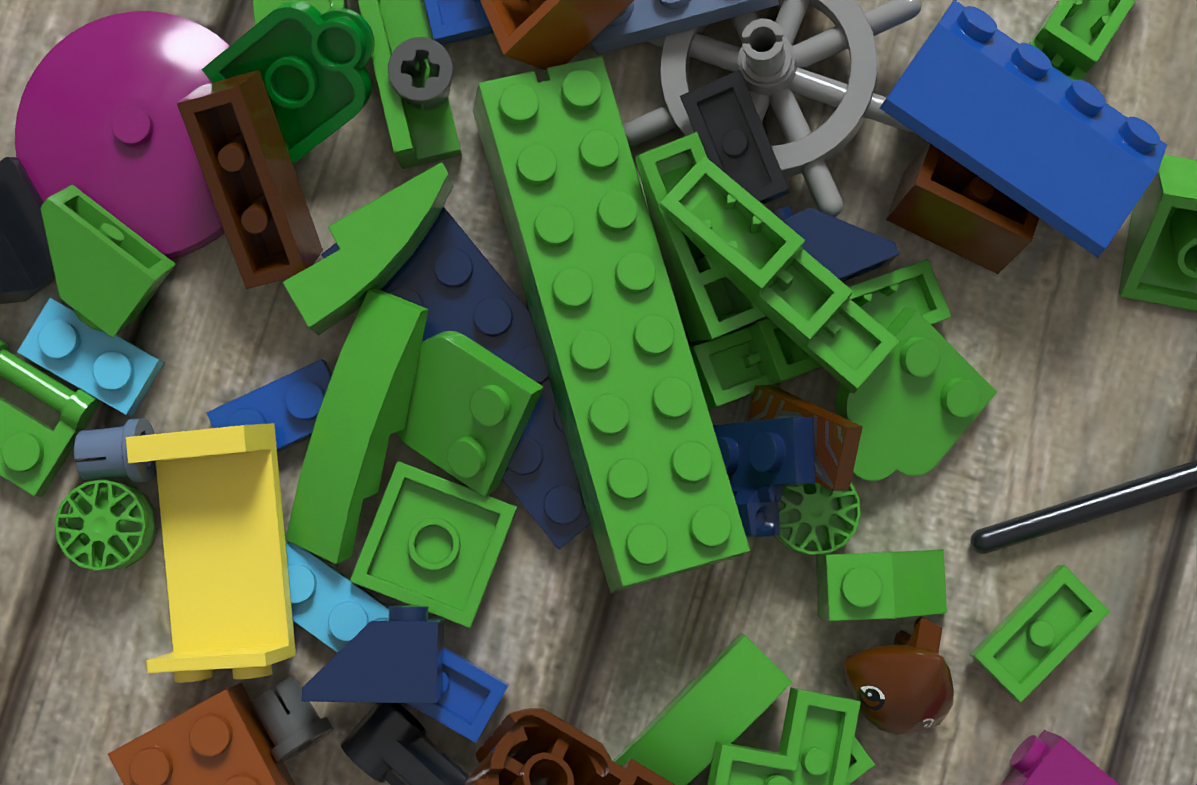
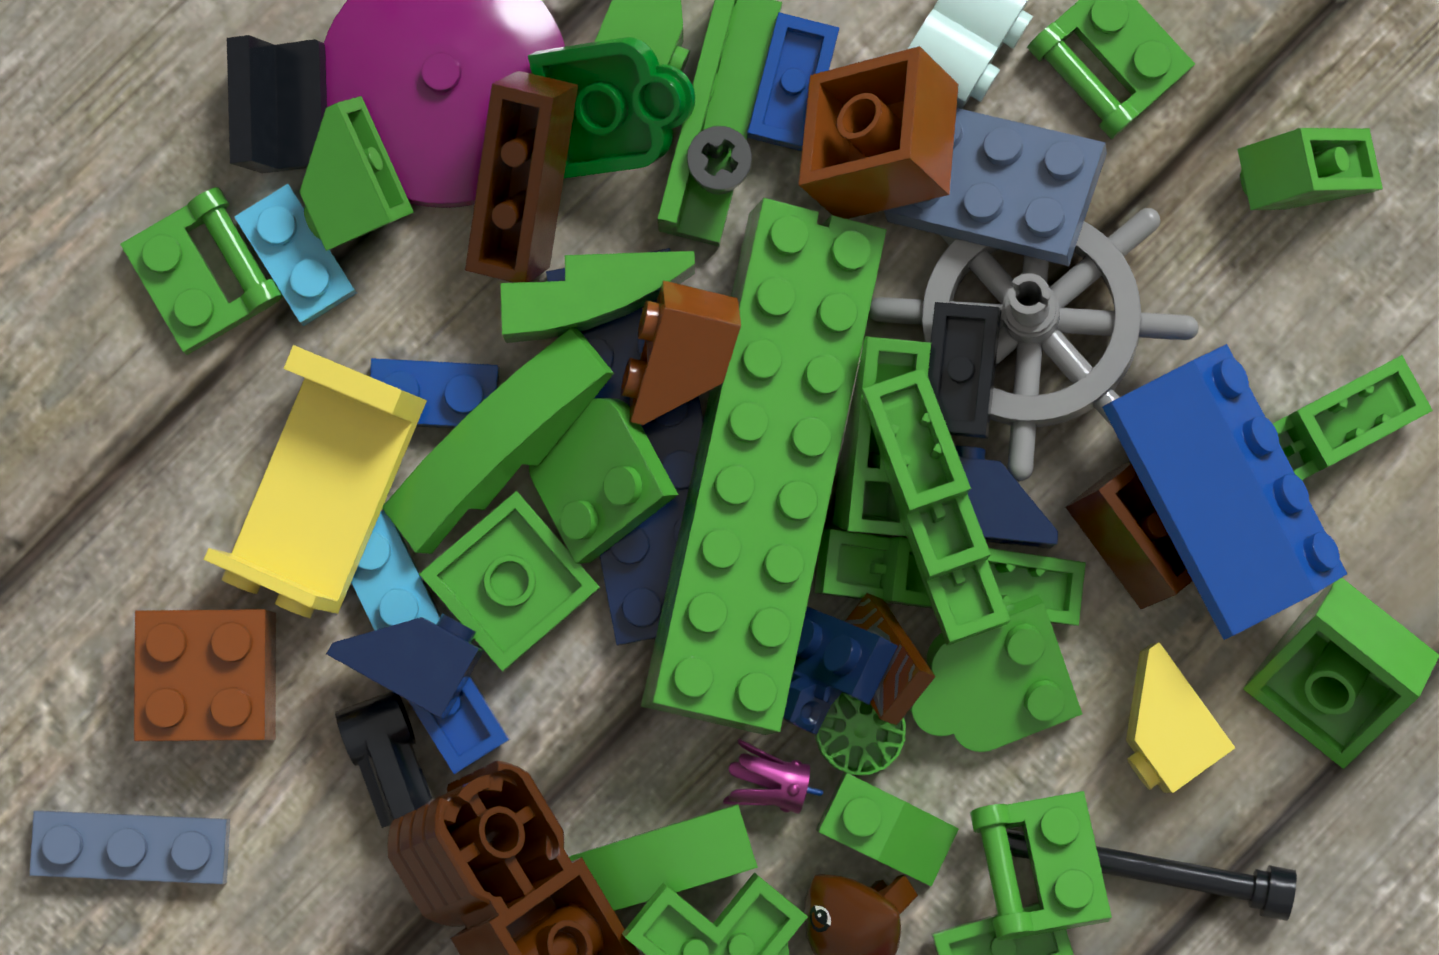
camera: 30 degrees right, 0 degrees up
(106, 525) = (232, 411): bright green wheel -> none
(109, 453) = (269, 350): sand blue bush -> none
(289, 720) = (302, 667): dark grey bush -> none
(480, 254) = (684, 349): none -> dark orange slope
(772, 587) = (785, 780): none -> flat silver piece
(1051, 530) = (1061, 862): none -> bright green plate
(1079, 360) = (1170, 725): none -> light yellow slope

